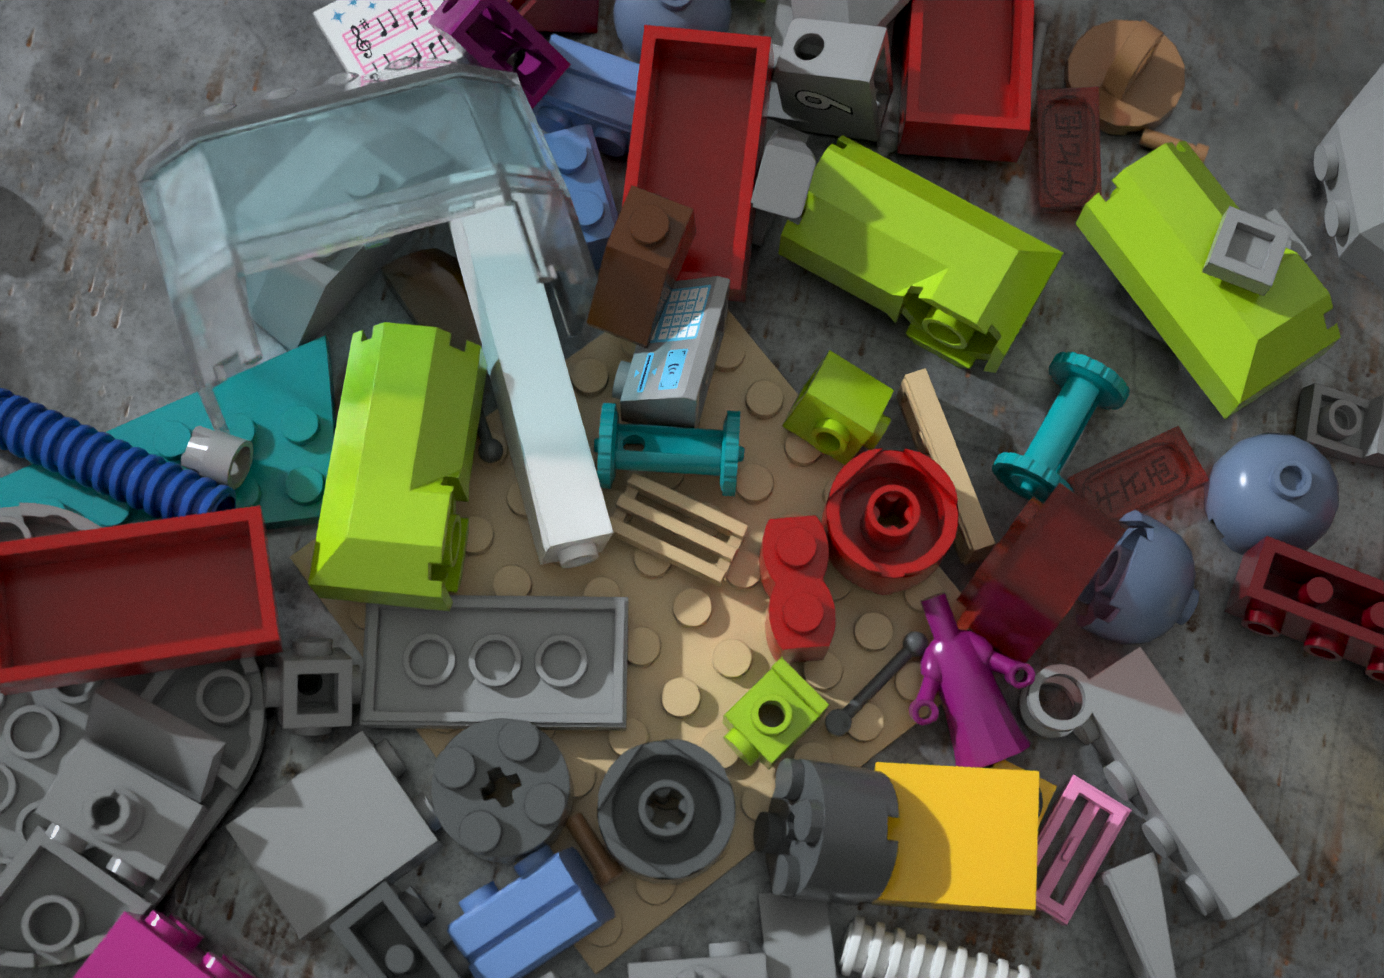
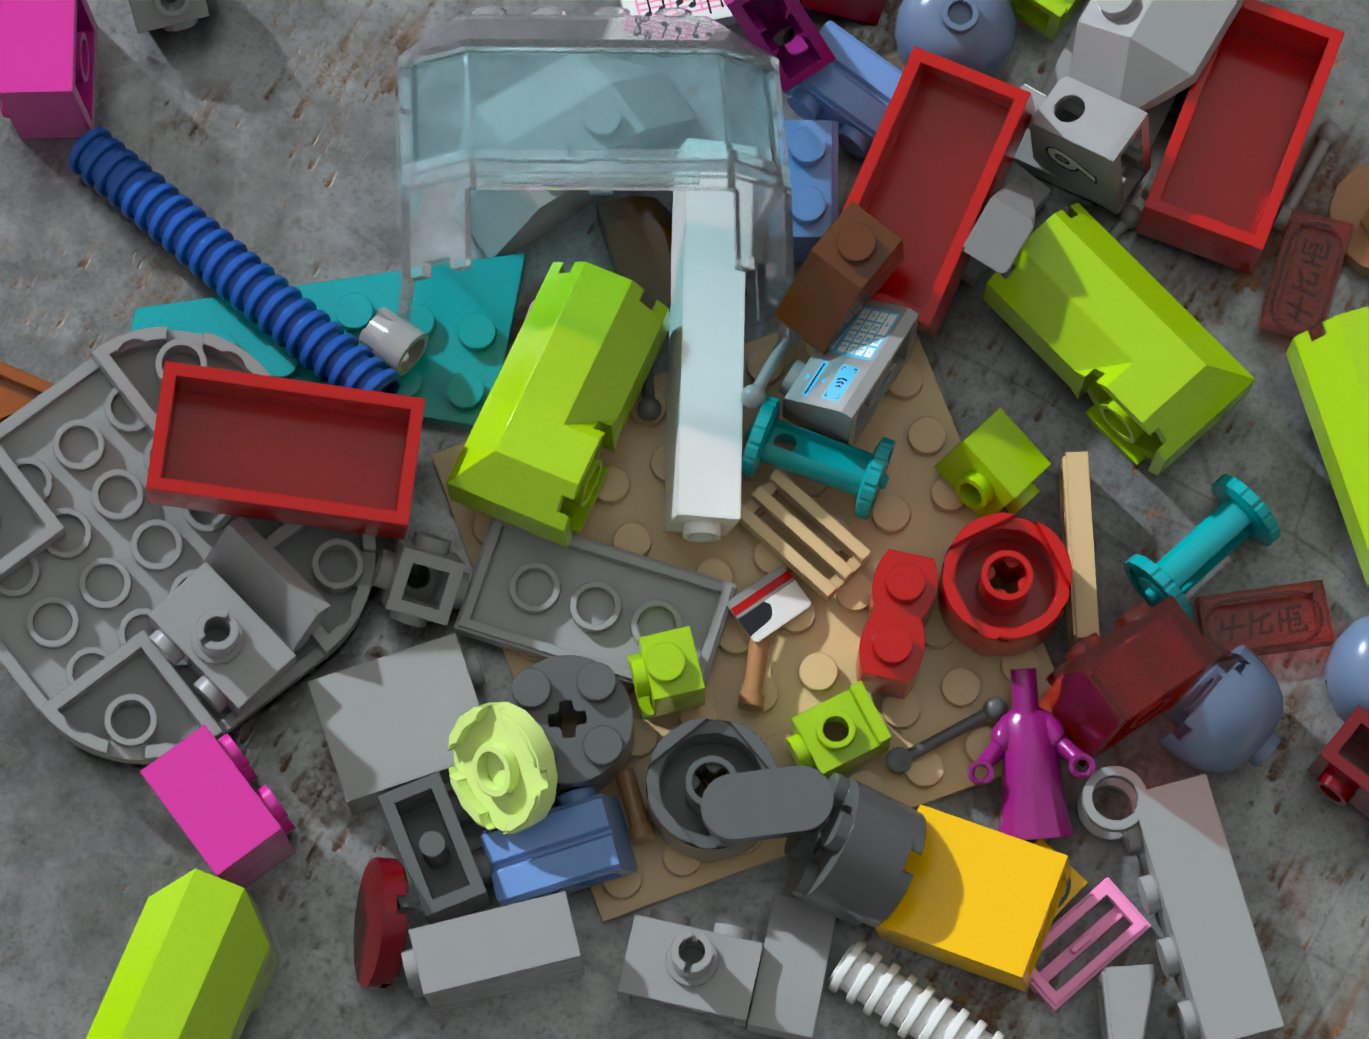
camera: 20 degrees right, 0 degrees up
(449, 858) = (502, 767): none -> yellowish green tile
(587, 708) = (667, 673): none -> lime brick
(590, 406) = (754, 394): none -> light grey hinge
(664, 606) = (769, 603): none -> sticker
(675, 704) = (751, 697): none -> medium nougat piece
(730, 815) = (766, 804): none -> dark grey tile

